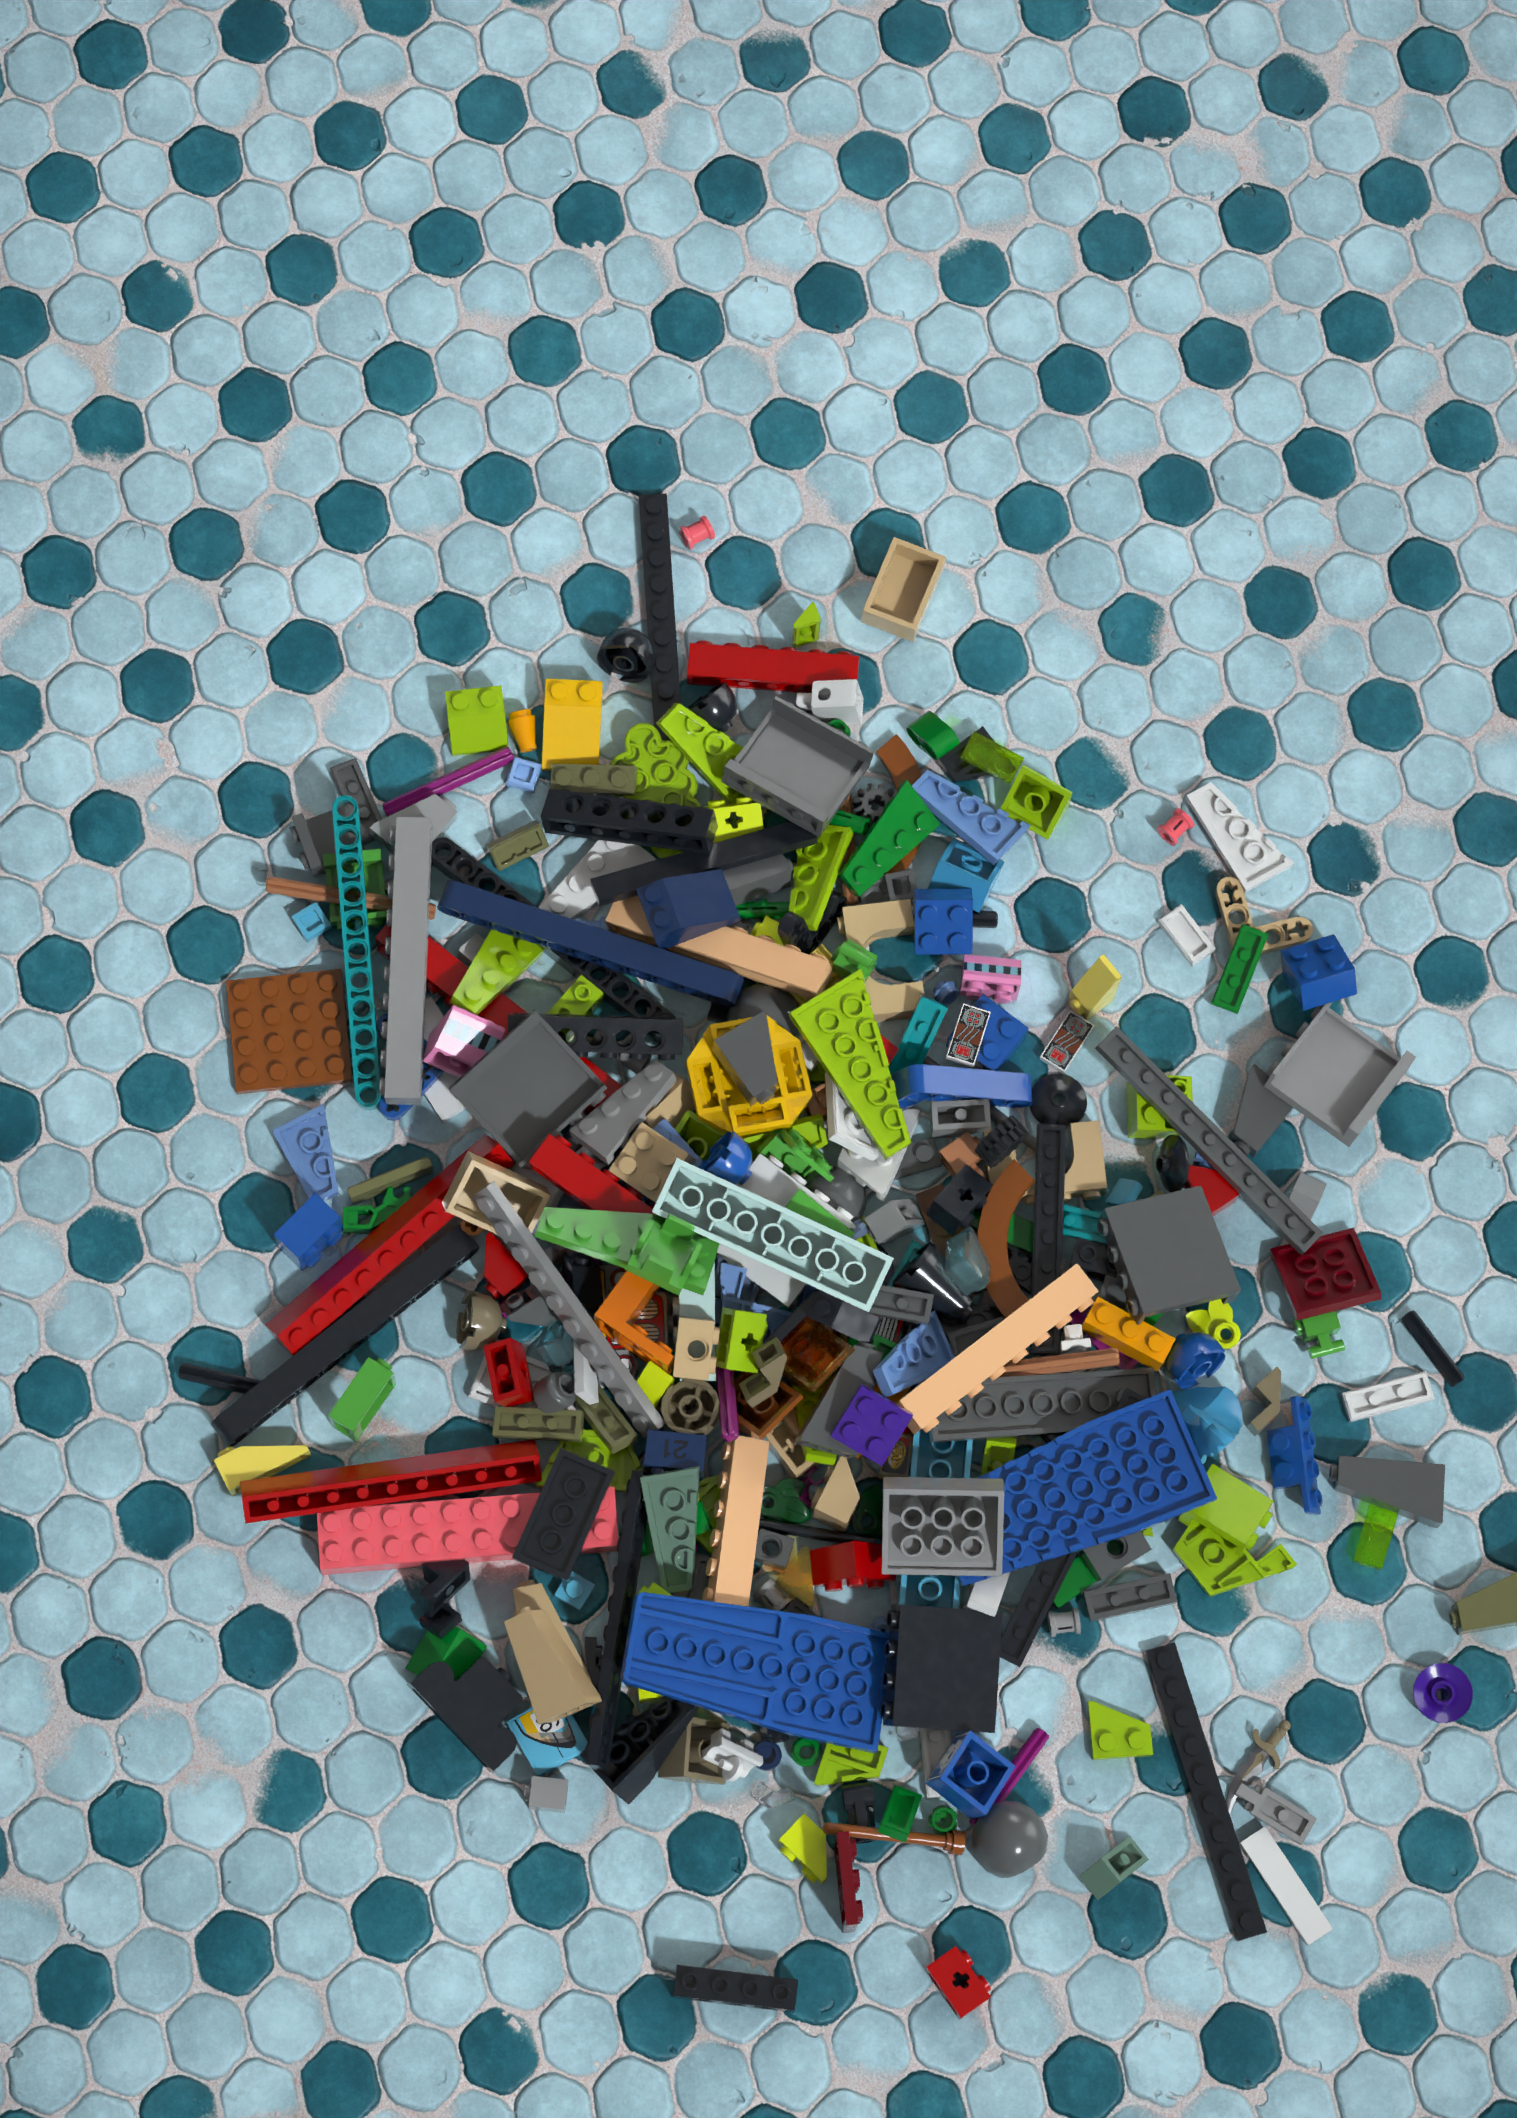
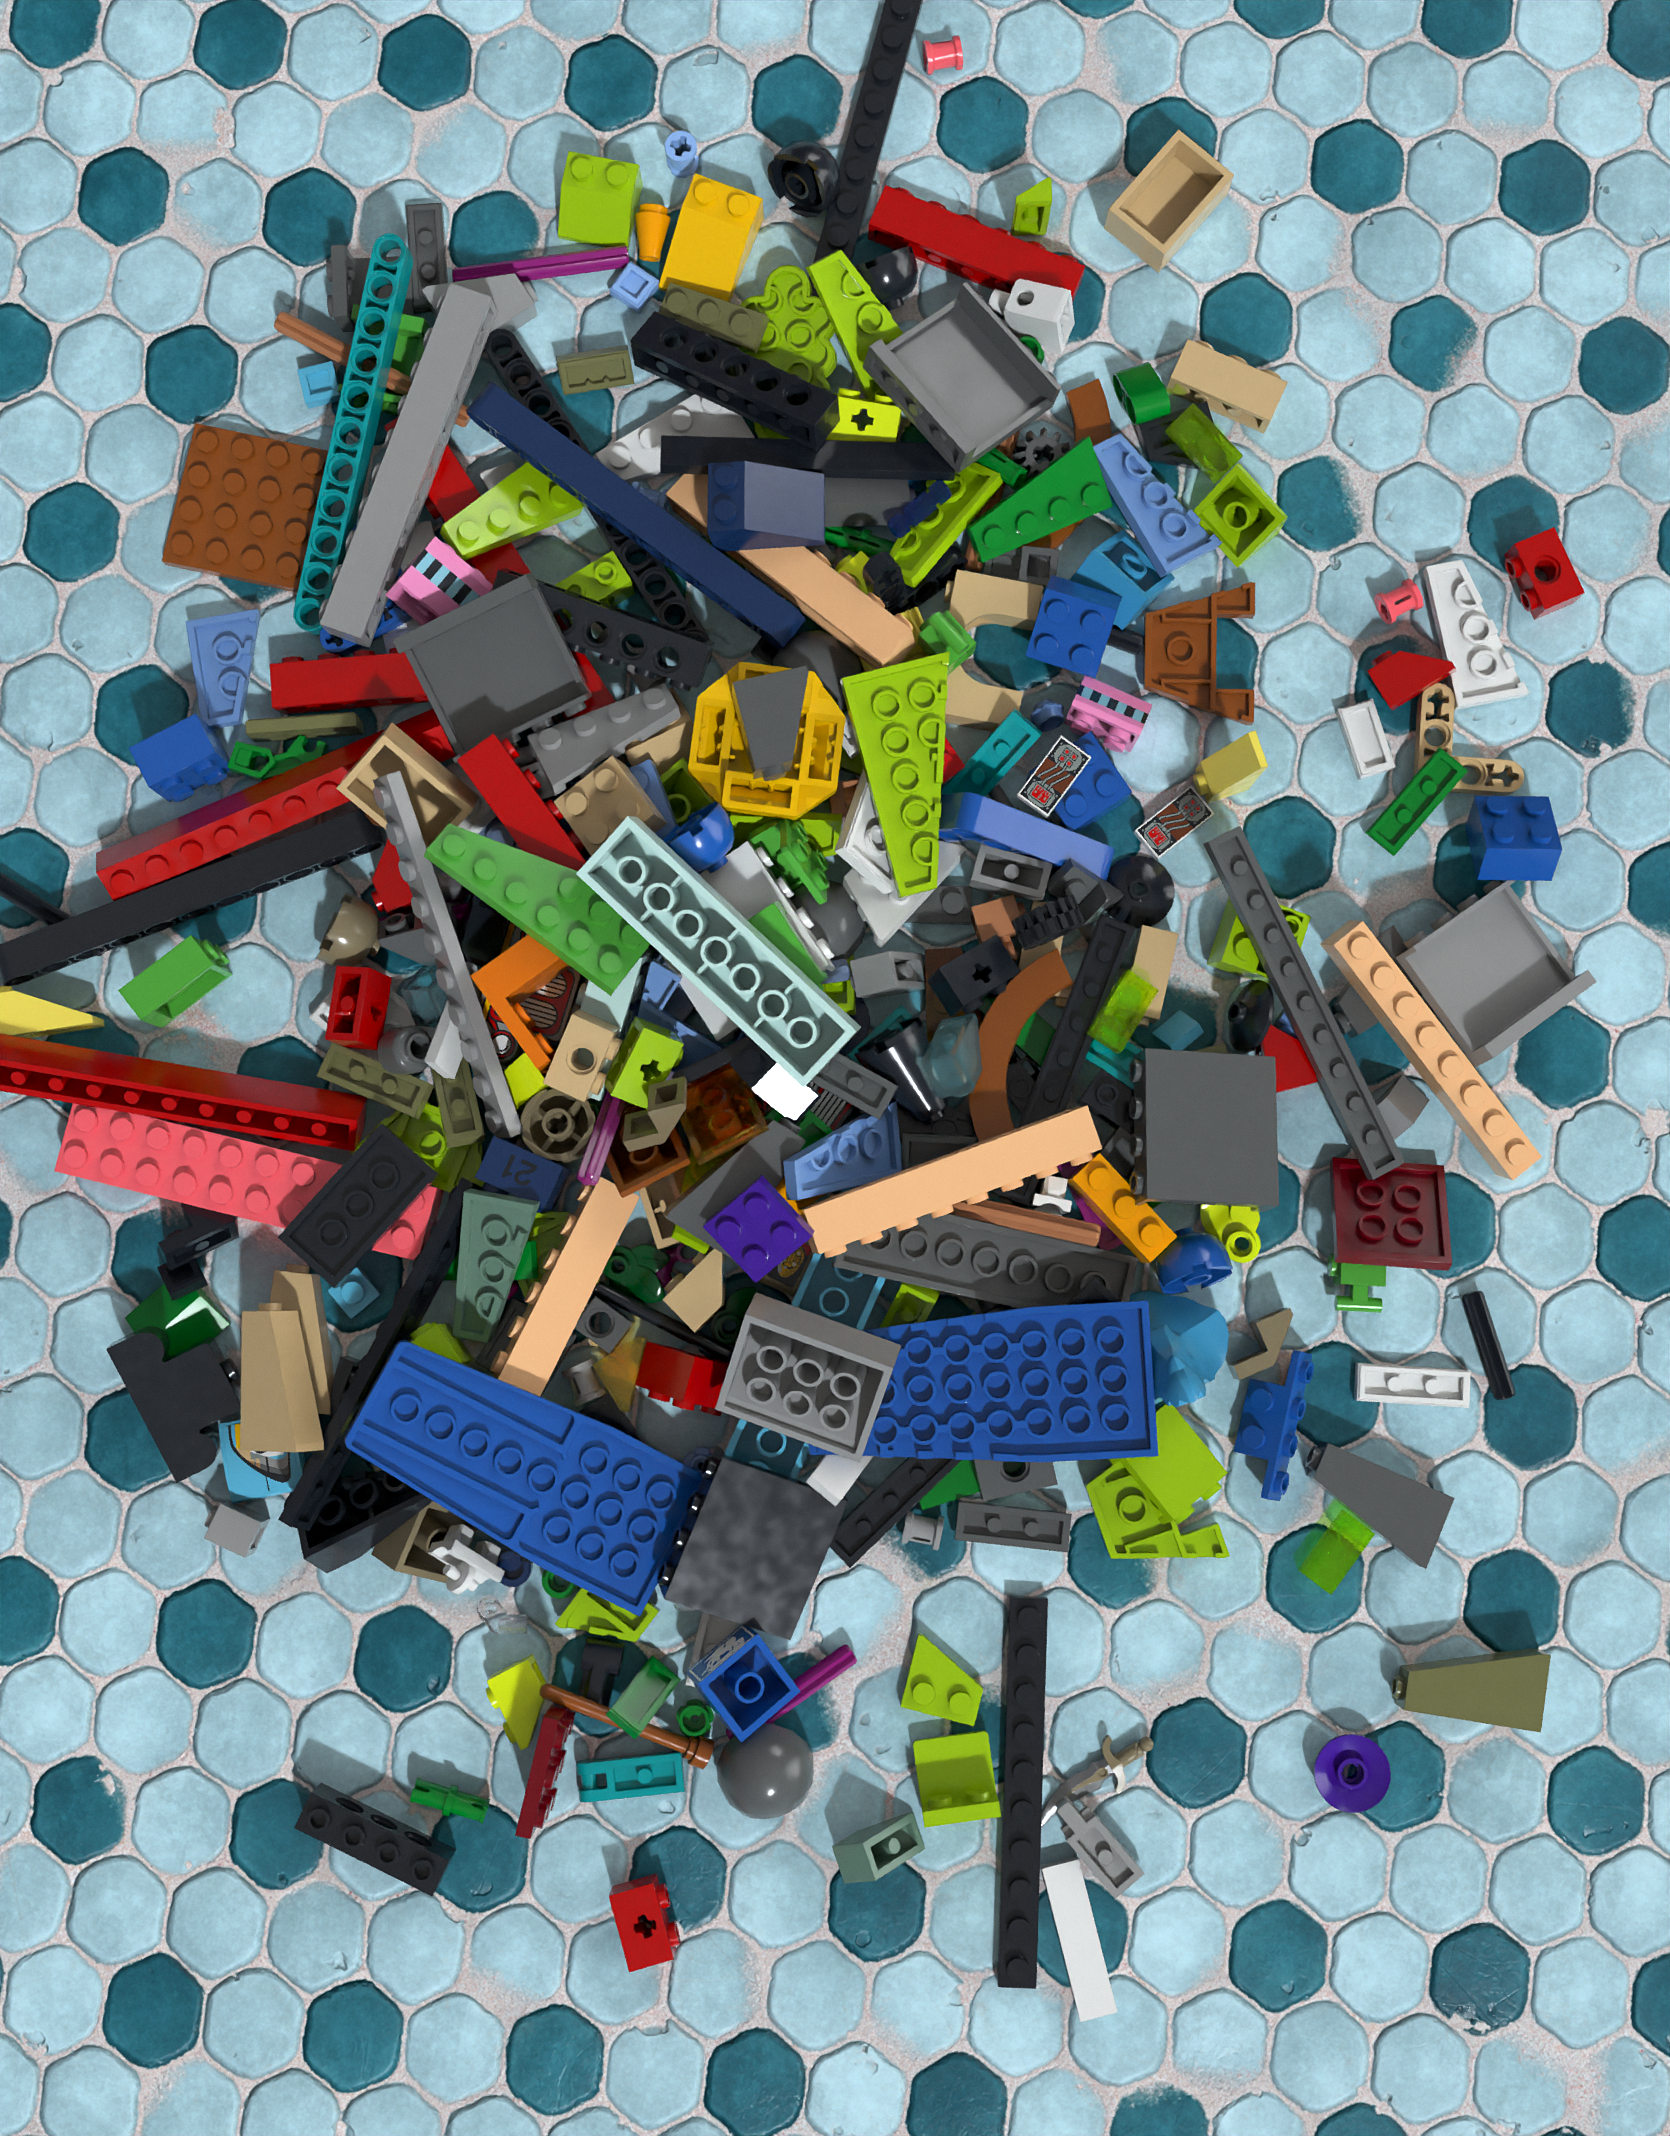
camera: 25 degrees right, 10 degrees up
(414, 1135) = (344, 682): none -> red brick
(522, 658) = (681, 154): none -> light blue bush
(665, 1253) = (575, 931): bright green panel -> none
(780, 1943) = (449, 1800): none -> green pin
(799, 872) = (919, 509): none -> clear blue axle
(911, 1878) = (631, 1776): none -> teal plate
(993, 709) = (1227, 385): none -> tan brick
(1026, 1111) = (1090, 891): none -> dark grey slope
(1030, 915) = (1182, 653): none -> dark orange wing
(1078, 1189) = (1122, 1011): none -> clear neon green plate
(1152, 1795) = (956, 1778): none -> lime bracket
(1200, 879) = (1407, 675): none -> red slope
(1271, 758) = (1545, 553): none -> red brick
(1312, 1144) = (1430, 1049): none -> light nougat brick

